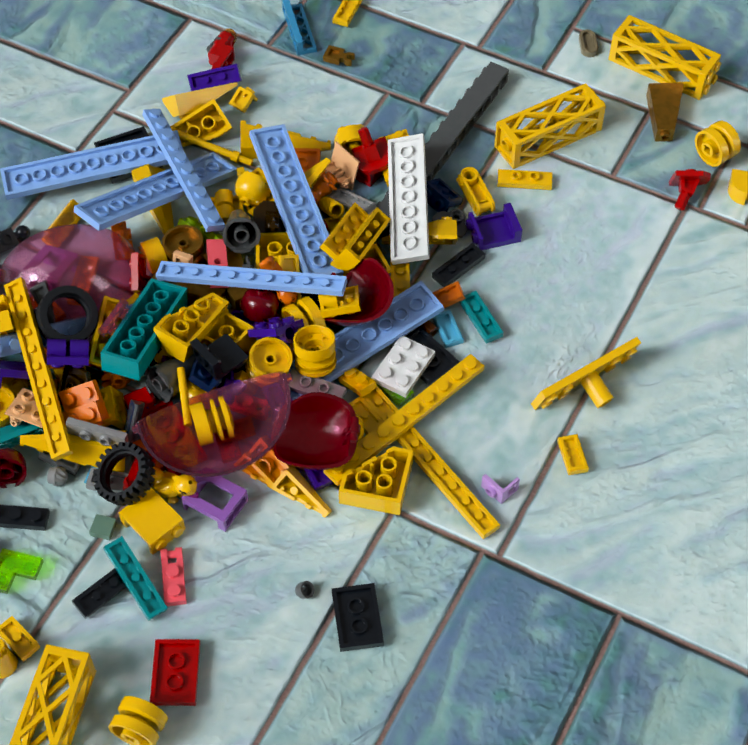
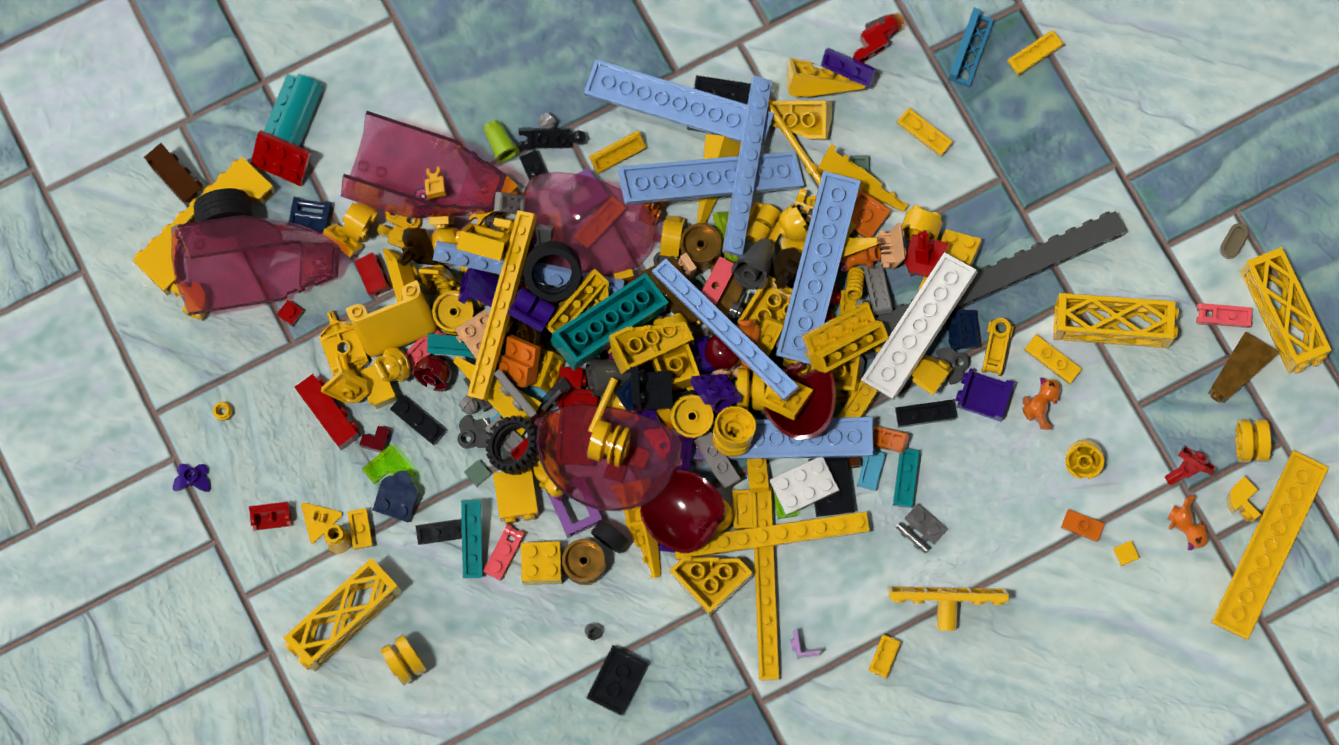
camera: 40 degrees right, 20 degrees up
(36, 587) = (397, 496): none -> dark blue plate
(78, 495) = (474, 430): none -> dark grey plate
(118, 312) = (594, 299): clear pink wing -> none
(138, 272) = (642, 257): red plate -> none
(175, 672) = (456, 634): red plate -> none
(216, 561) = (541, 563): none -> yellow brick
(243, 98) = (861, 106): yellow bracket -> none
(255, 535) = (584, 573): none -> pearl gold wheel
(264, 500) = (609, 536): none -> black tyre
(305, 91) = (924, 132): none -> yellow plate
(337, 55) = (981, 107): pearl gold plate -> none
(523, 341) = (925, 524): none -> flat silver plate
(541, 212) = (1038, 405): none -> orange animal
(608, 222) = (1084, 459): none -> yellow cylinder
(623, 87) = (1224, 315): none -> coral plate
(644, 272) = (1082, 525): none -> orange plate
(693, 272) = (1125, 553): none -> yellow tile
(715, 224) = (1184, 521): none -> orange animal

